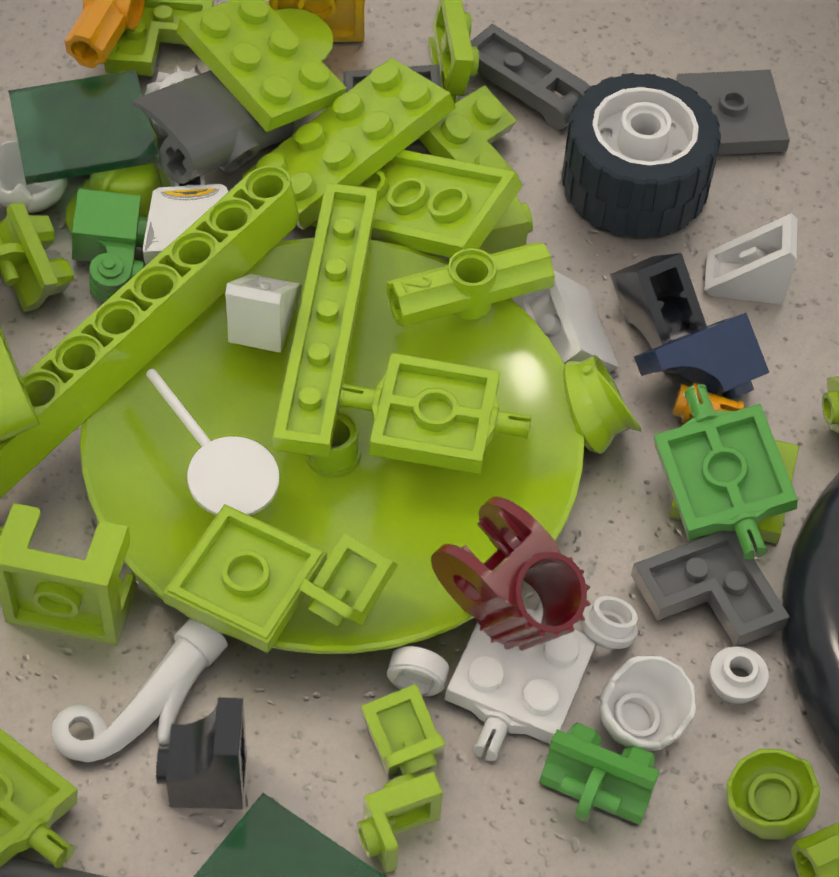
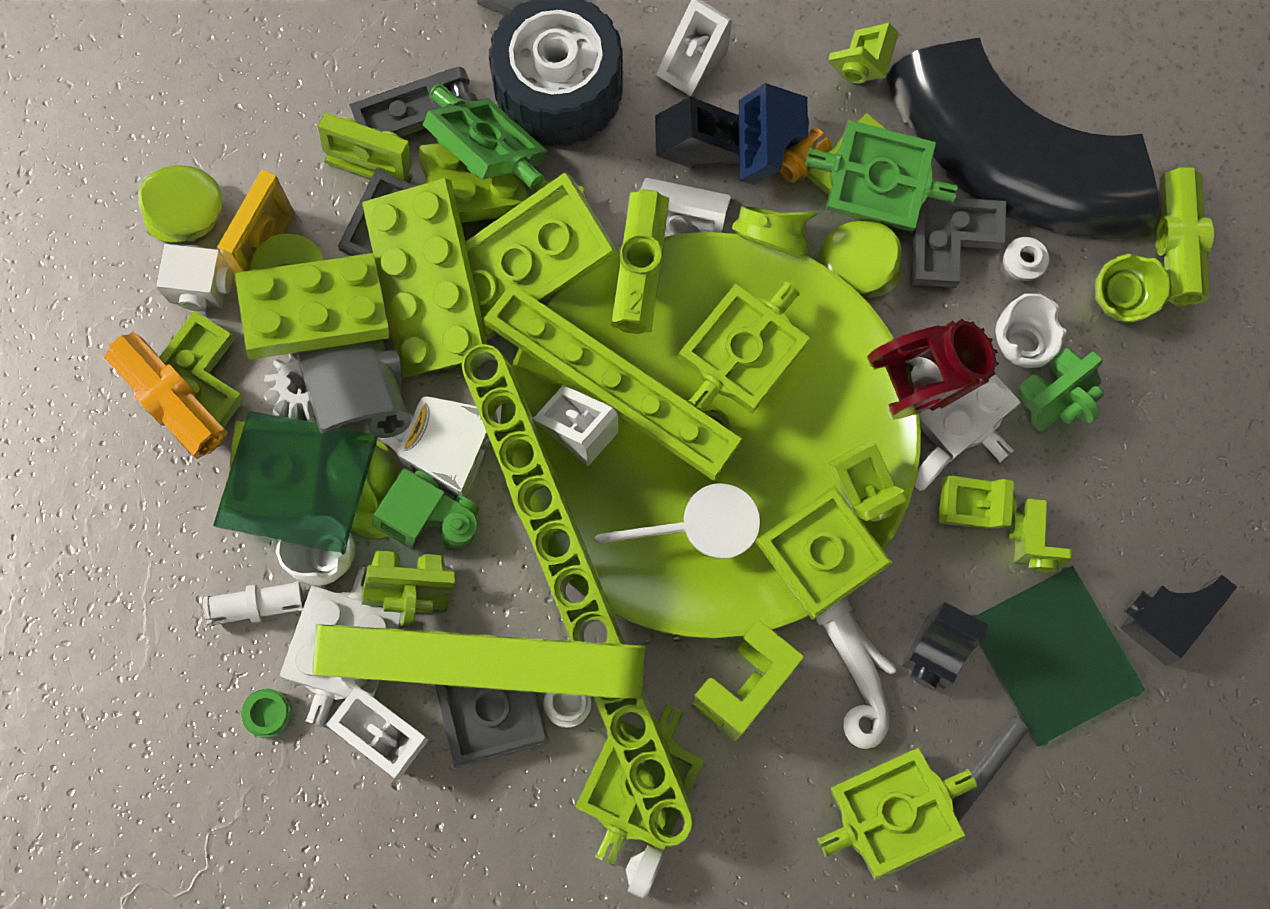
camera: 60 degrees left, 20 degrees up
(525, 124) = (484, 138): none -> bright green plate
(610, 622) = (947, 311): white plate -> none
(623, 511) = (864, 256): none -> lime piece

